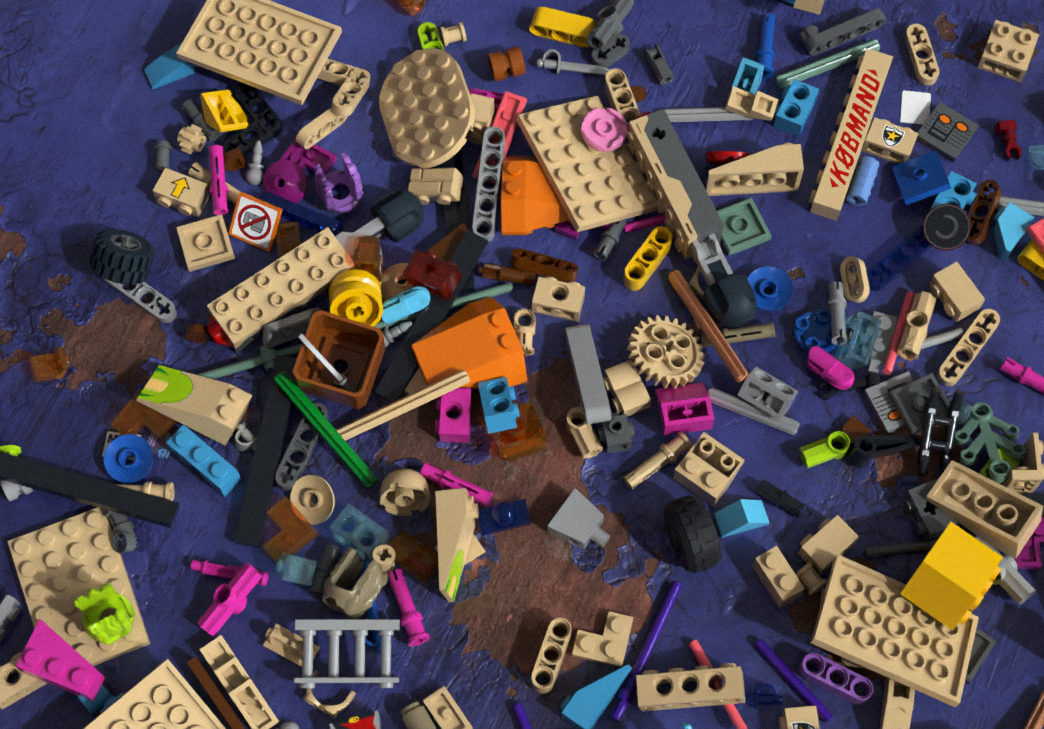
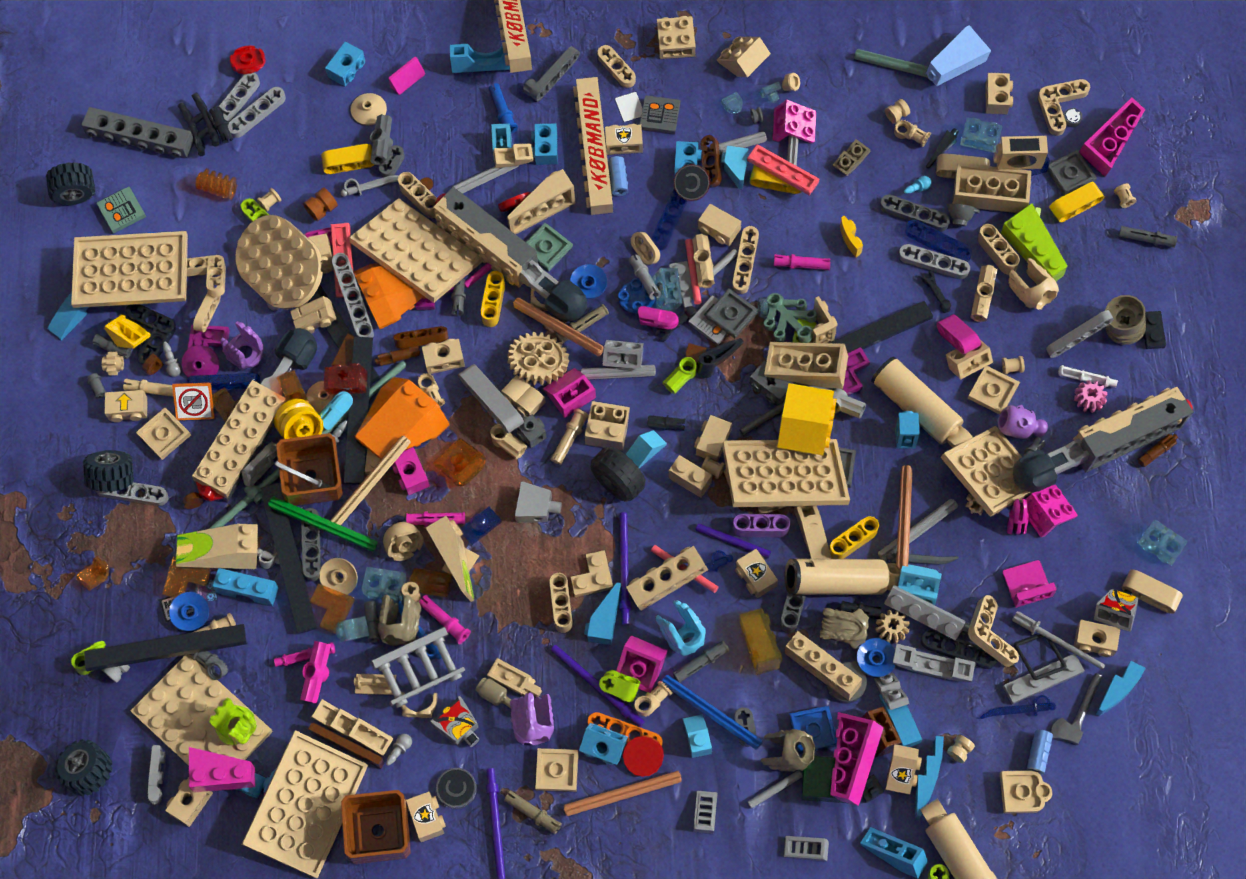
camera: 25 degrees left, 0 degrees up
(219, 203) = (160, 400): dark pink pin -> none
(498, 405) = (438, 450): dark azure brick -> none
(604, 129) = (416, 220): bright pink tile -> none
(659, 65) = (433, 156): dark grey bar -> none
(826, 64) = (551, 103): sand green axle -> none
(921, 177) = (657, 155): blue plate -> none
(931, 419) = (743, 320): black piece -> none
(1007, 129) = (701, 94): dark red piece -> none

